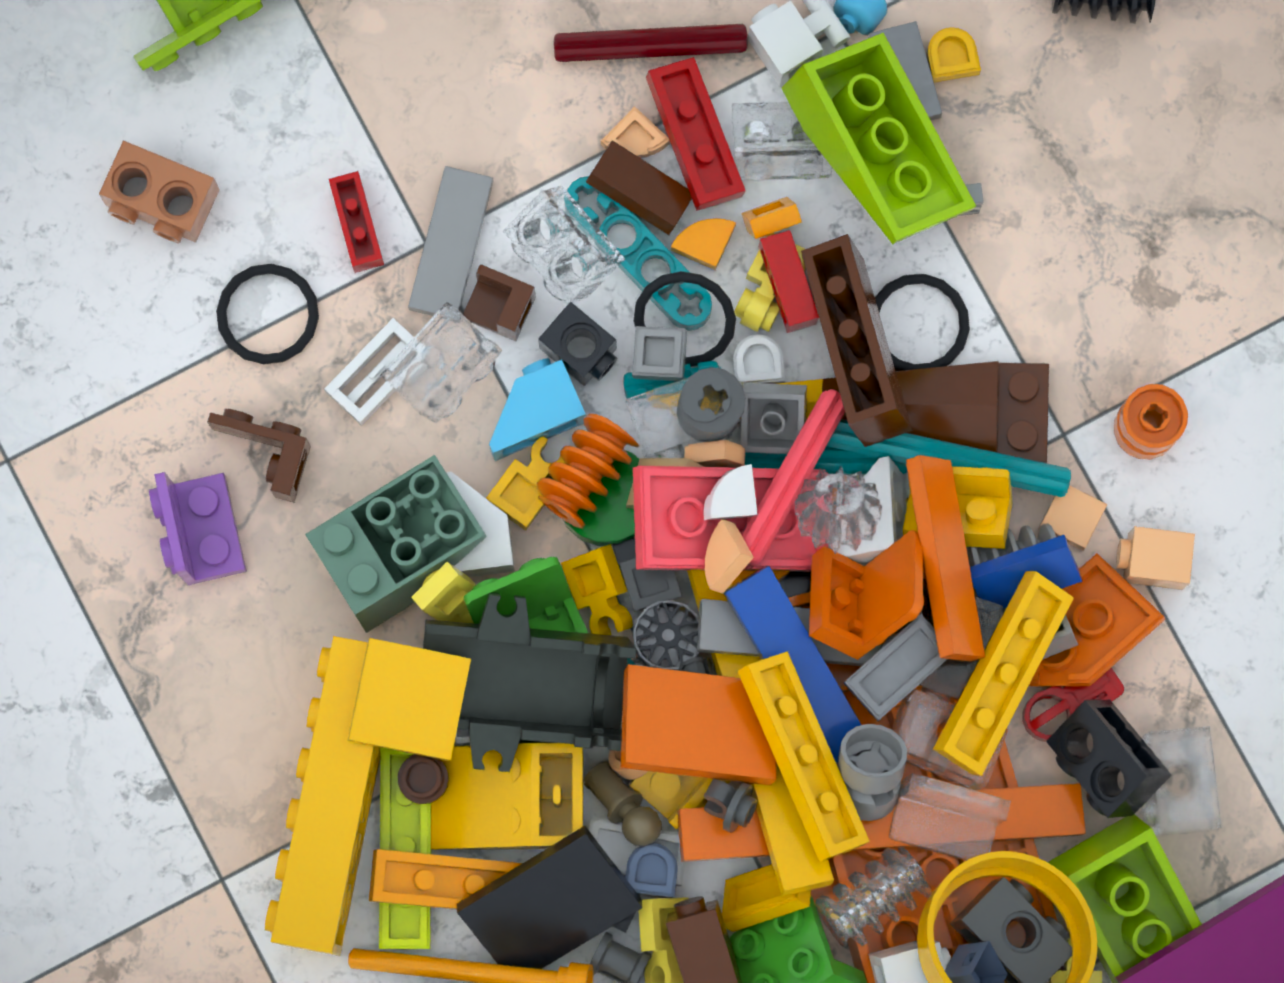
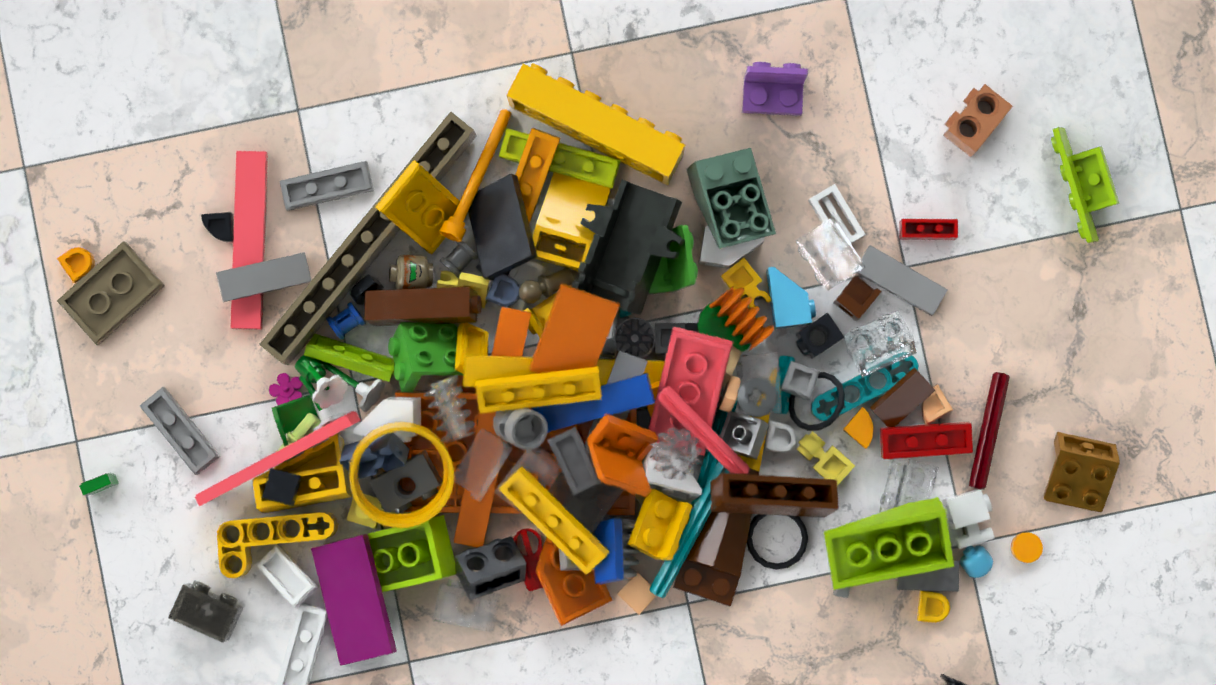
camera: 115 degrees right, 5 degrees up
(262, 270) = (911, 149): black piece -> none
(283, 470) = (793, 148): reddish brown bracket -> none
(409, 699) = (636, 176): yellow tile -> none
(423, 779) = (593, 177): reddish brown plate -> none
(444, 594) = (694, 216): light yellow plate -> none
(596, 583) = (677, 307): yellow plate -> none
(725, 556) = (666, 379): light nougat tile -> none
(731, 805) = (521, 343): dark grey plate -> none
(732, 496) = (700, 394): white tile -> none
(771, 217) = (863, 470): light orange tile -> none
(788, 281) = (821, 467): red piece -> none
(945, 558) = (629, 505): orange tile -> none
(1150, 421) = (678, 654): orange wheel -> none
(1156, 557) = (599, 633): light nougat brick -> none

